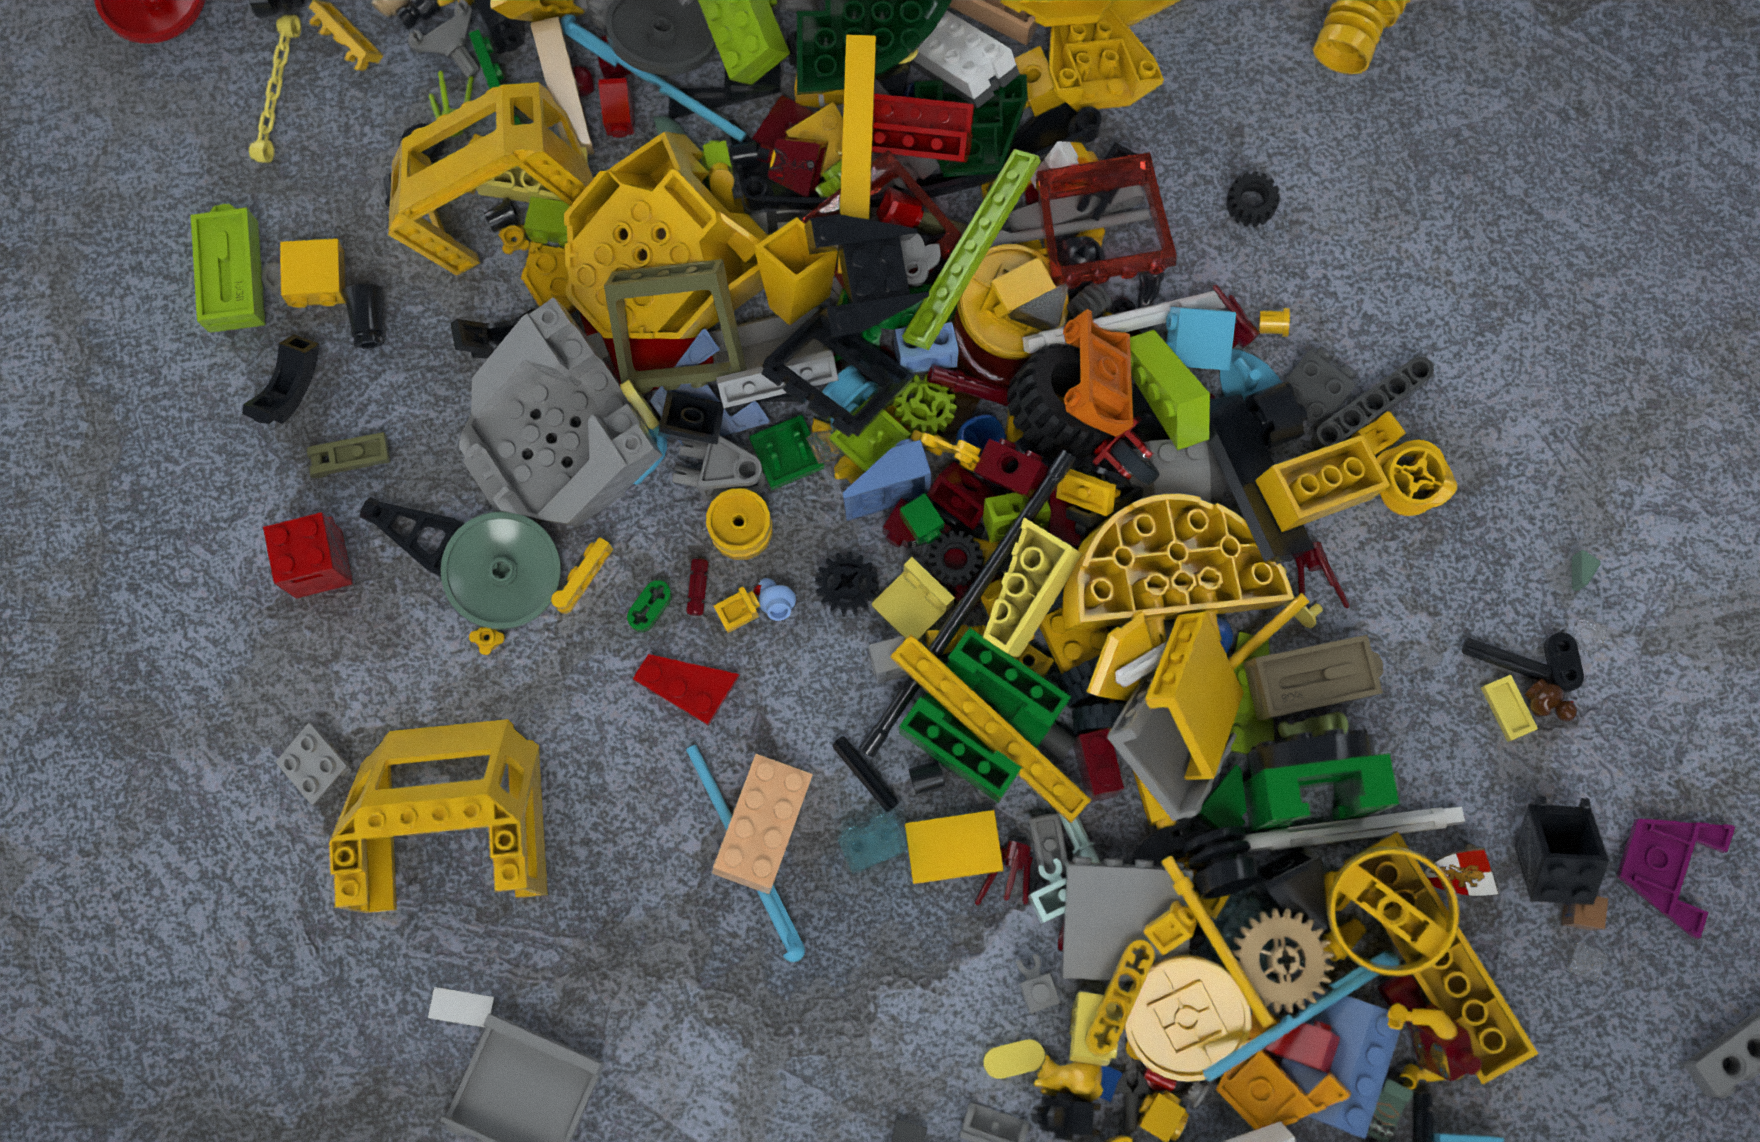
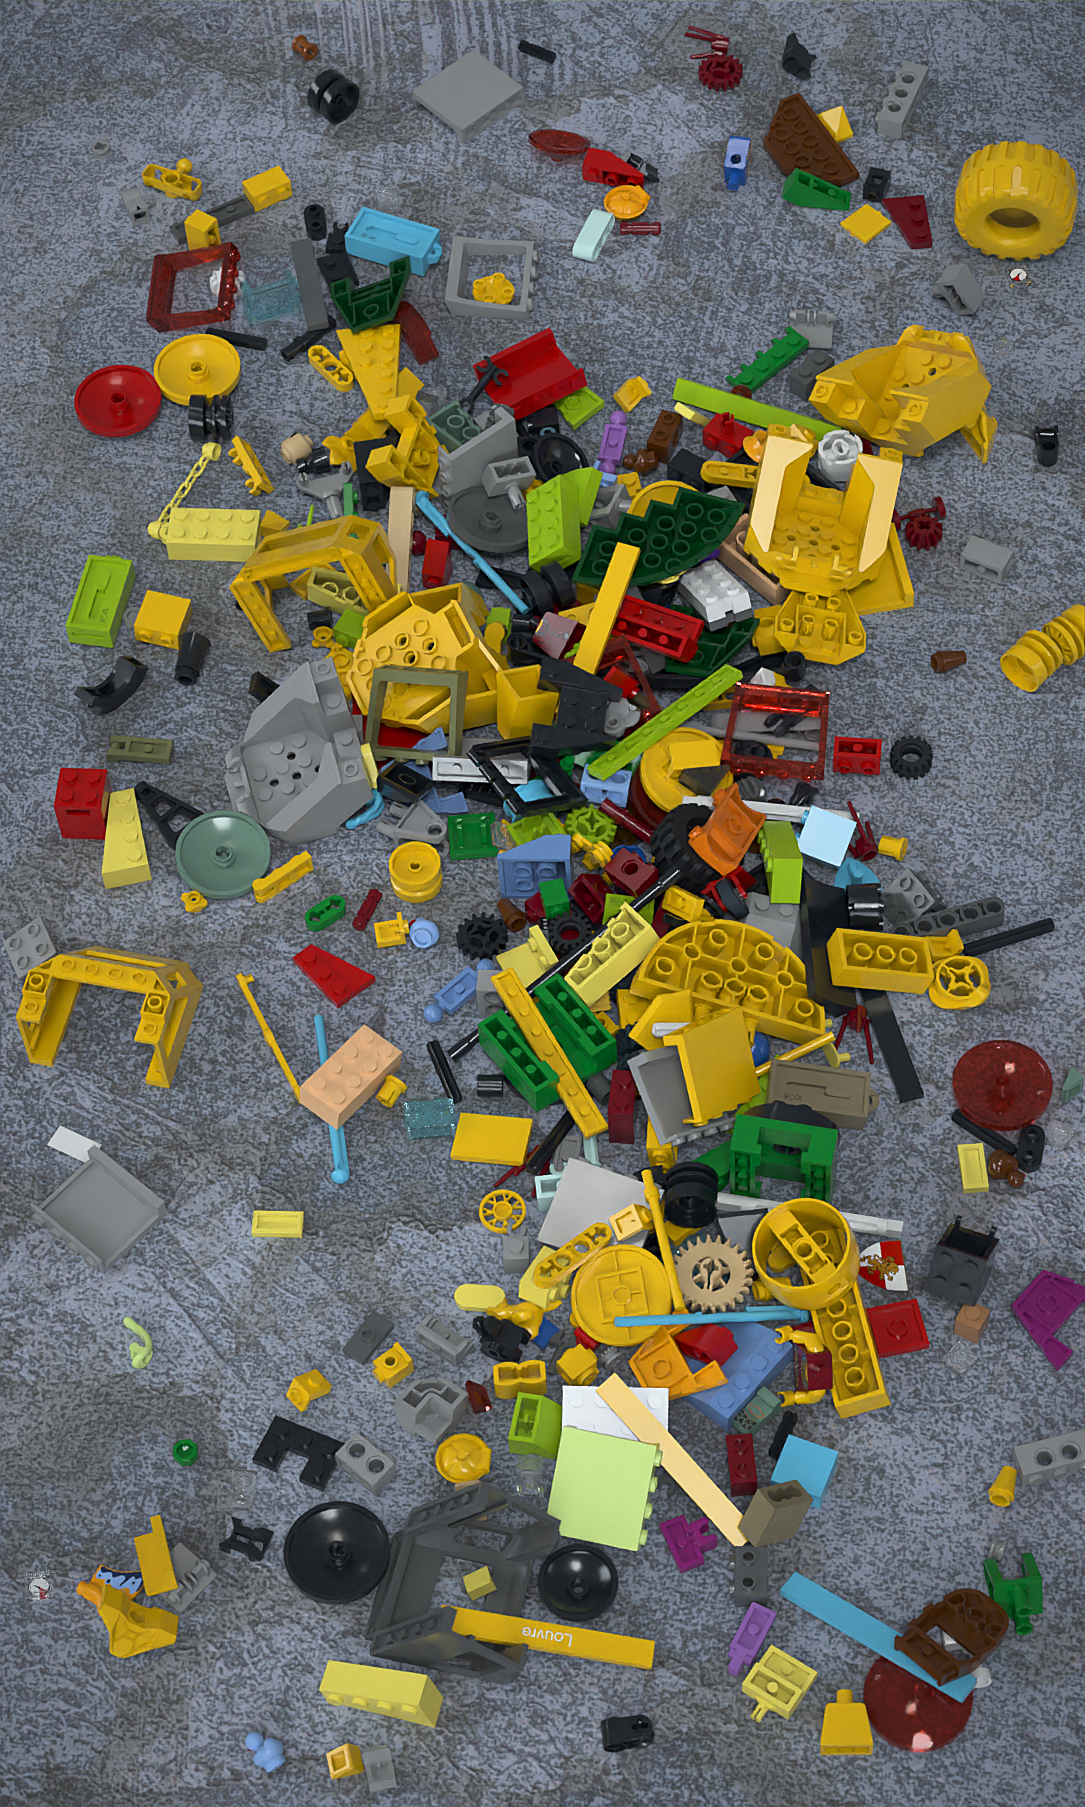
camera: 20 degrees right, 20 degrees down
(331, 139) = (211, 534): none -> light yellow piece
(377, 591) = (125, 848): none -> light yellow wedge
(401, 106) = (273, 523): none -> yellow slope
(706, 857) = (268, 1036): none -> yellow piece
(742, 1037) = (278, 1224): none -> light yellow tile
(762, 106) = (550, 588): none -> black wheel
(813, 822) = (390, 1091): none -> yellow bush
(845, 662) = (456, 992): none -> medium blue plate
(869, 543) = (511, 915): none -> reddish brown cone
(999, 936) = (502, 1211): none -> yellow wheel
(1030, 837) = (550, 1143): none -> black axle
(1196, 216) = (857, 755): none -> red brick
(1247, 61) = (947, 660): none -> reddish brown cone
(1359, 573) = (891, 1044): none -> black tile
(1445, 397) = (1008, 937): none -> black axle
(1504, 944) = (898, 1328): none -> red plate
(1511, 597) = (1002, 1085): none -> clear red dish
(1692, 1109) = (1003, 1488): none -> yellow cone

